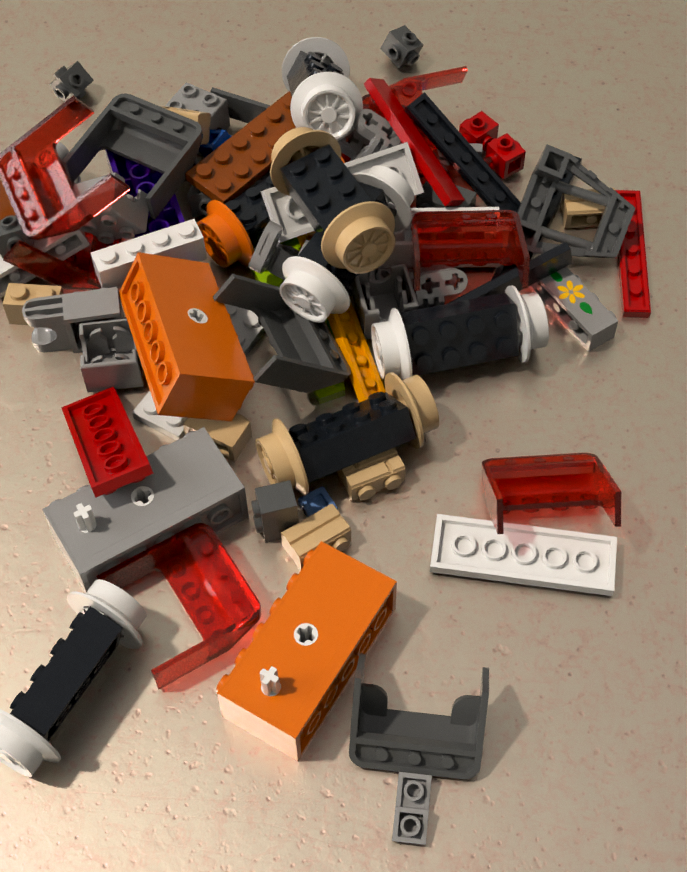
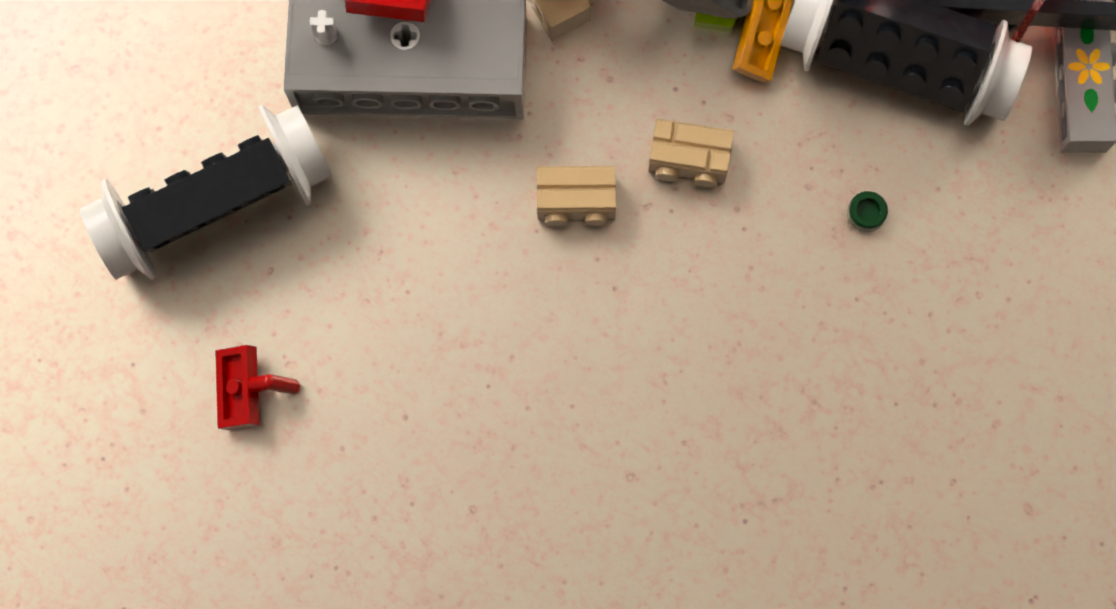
camera: 35 degrees right, 20 degrees up
(167, 797) = (239, 387): none -> red plate
(206, 587) = (418, 183): clear red windscreen -> none
(274, 510) = (546, 136): dark grey brick -> none
(307, 650) = (531, 304): orange piece -> none
(315, 501) = (607, 150): medium blue tile -> none
(349, 434) = (687, 96): brick -> none
(412, 808) = (476, 554): light grey slope -> none
(417, 740) = (526, 483): dark grey windscreen -> none
(503, 445) = (867, 211): none -> dark green tile
(524, 555) = (791, 358): white plate -> none
(548, 482) = (875, 289): clear red windscreen -> none

